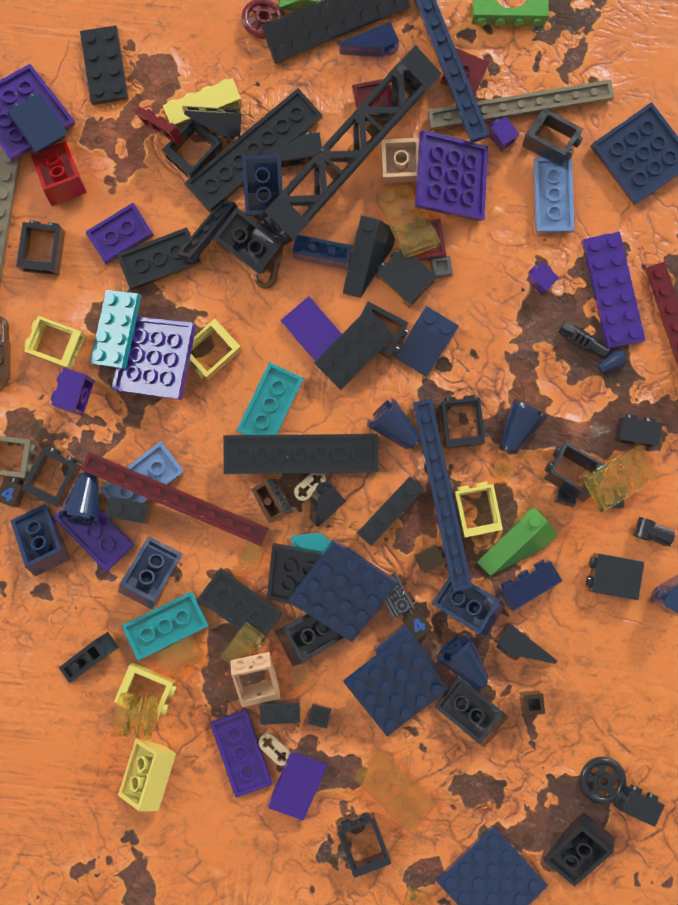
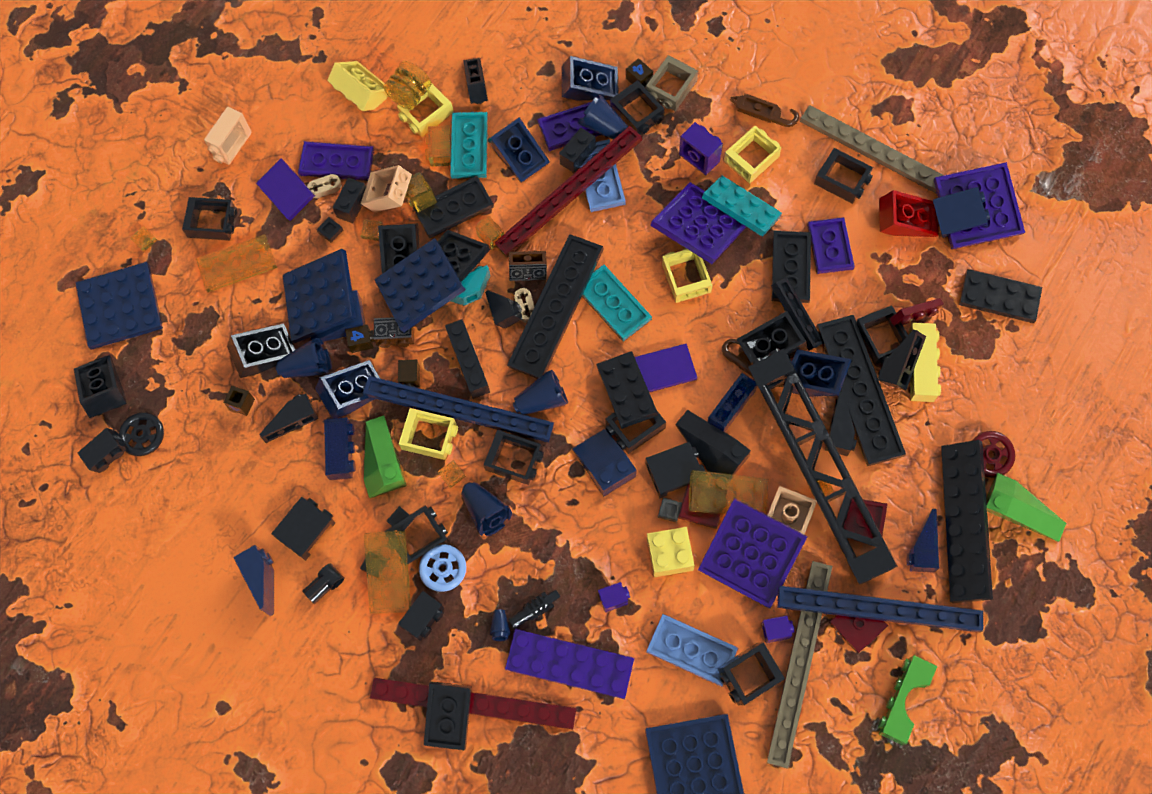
camera: 125 degrees right, 15 degrees down
(269, 878) = (227, 136): none -> light nougat window
(481, 247) = (670, 552): none -> light yellow brick
(586, 420) = (458, 574): none -> light blue plate

